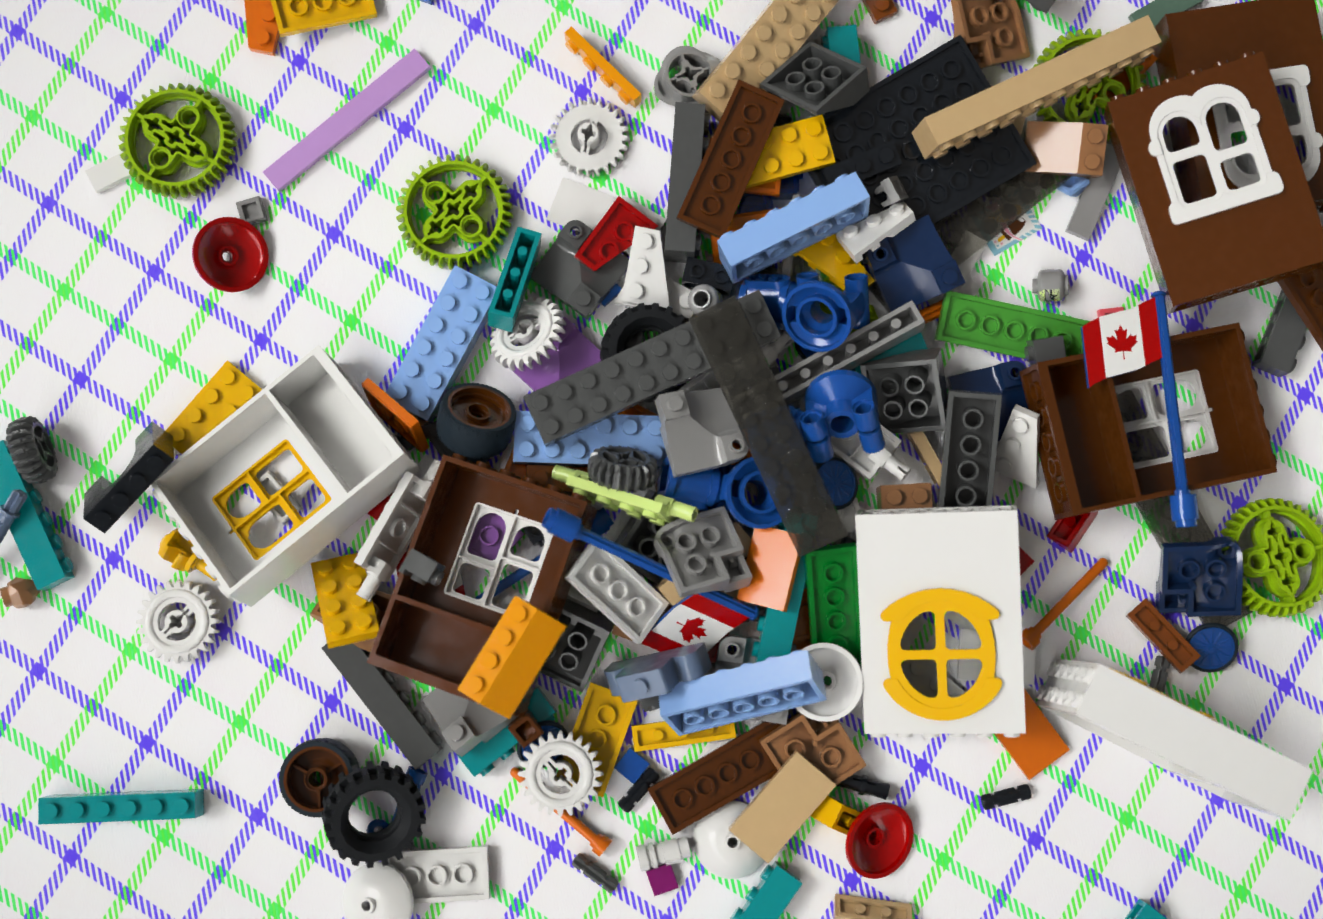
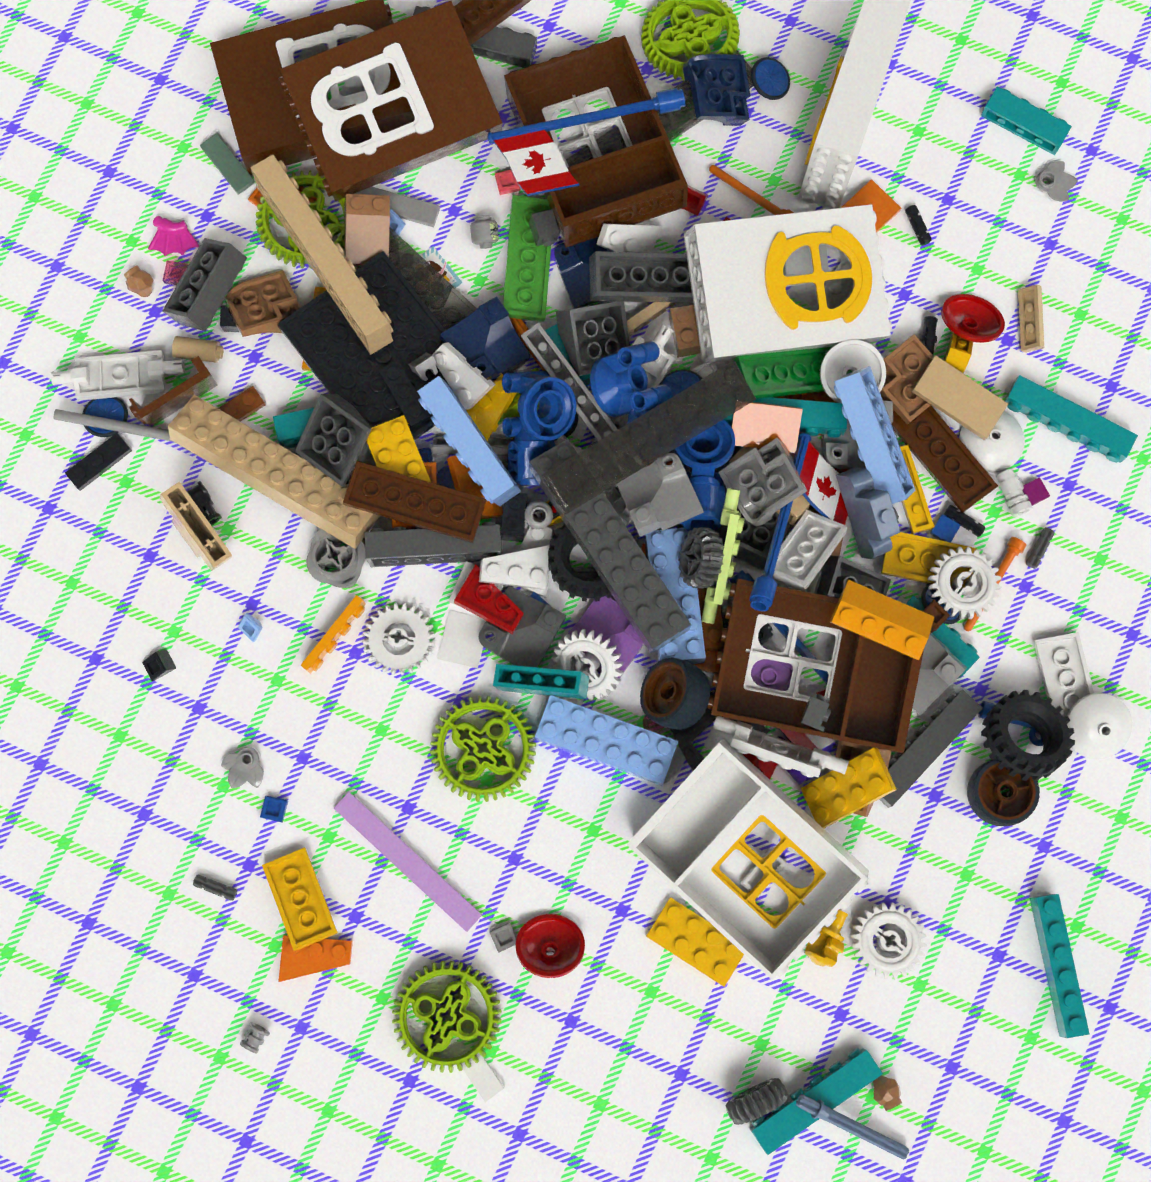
camera: 95 degrees left, 5 degrees down
(109, 501) = (755, 979): black arch -> none
(395, 415) = (678, 768): orange tile -> none
(1159, 675) = (801, 116): dark grey axle -> none
(1163, 636) = (767, 115): dark orange plate -> none

